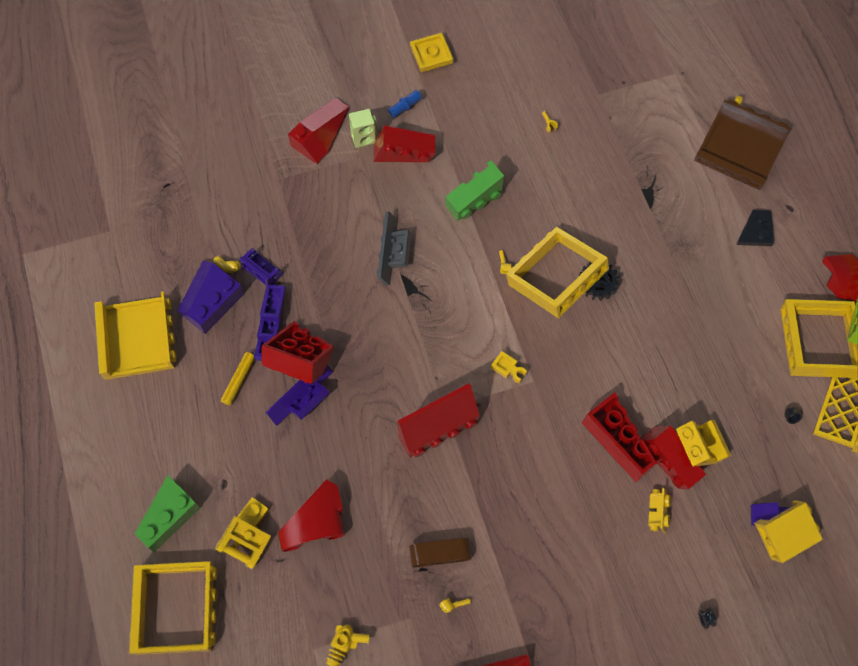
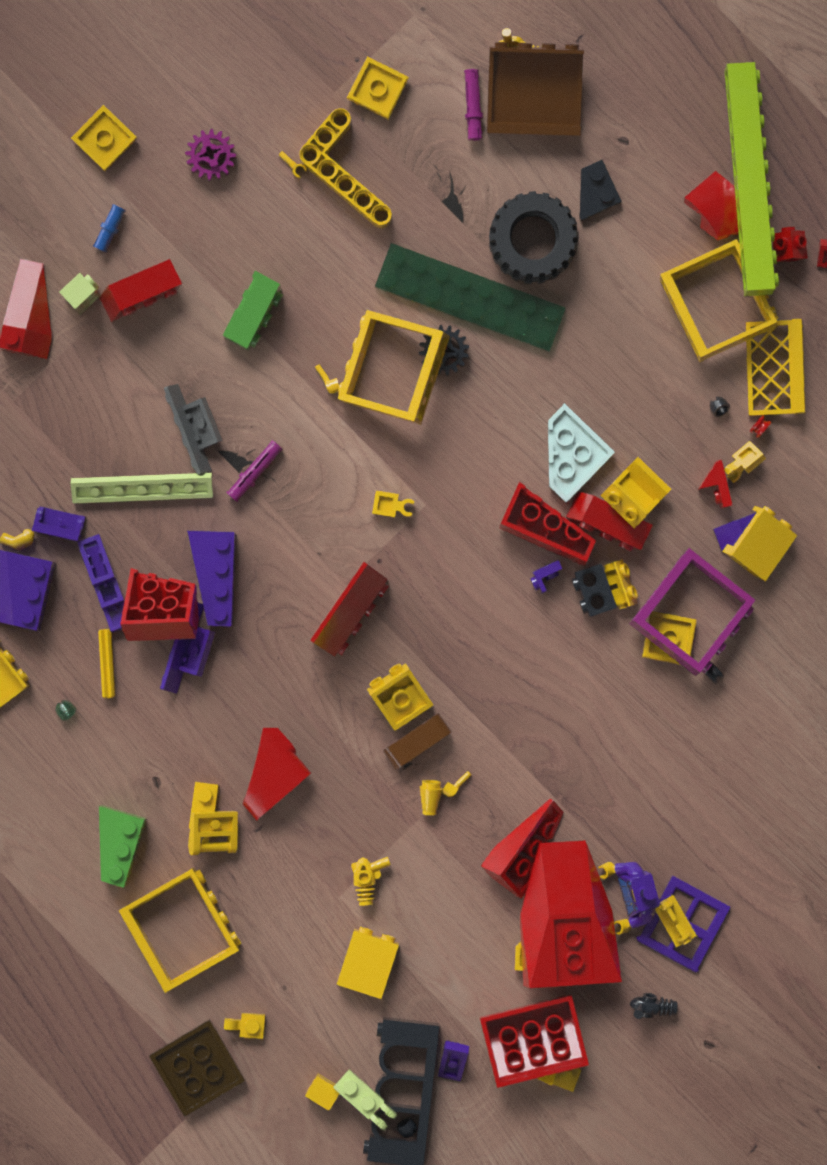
camera: 25 degrees left, 20 degrees up
(192, 396) = (65, 710): none -> clear green hinge
(333, 270) = (141, 488): none -> yellowish green plate
(353, 351) = (215, 571): none -> dark purple wedge
(412, 300) = (254, 471): none -> magenta pin
(428, 603) = (430, 796): none -> yellow cone
(444, 510) = (399, 696): none -> yellow plate
(496, 90) = (220, 151): none -> magenta gear
(578, 138) = (340, 174): none -> yellow beam
(607, 472) = (548, 571): none -> dark purple bracket
(630, 101) = (377, 88): none -> yellow plate
(635, 257) = (470, 297): none -> clear green plate
(642, 505) = (600, 588): none -> black brick
(664, 395) = (573, 453): none -> light aqua plate
(681, 572) = (675, 628): none -> yellow plate
(681, 575) = (668, 646): none -> magenta window
(690, 144) = (473, 109): none -> magenta pin
(709, 216) = (533, 206): none -> black tyre
(771, 468) = (717, 478): none -> red slope
(799, 462) = (745, 459): none -> yellow plate
(820, 444) = (760, 426): none -> red bush

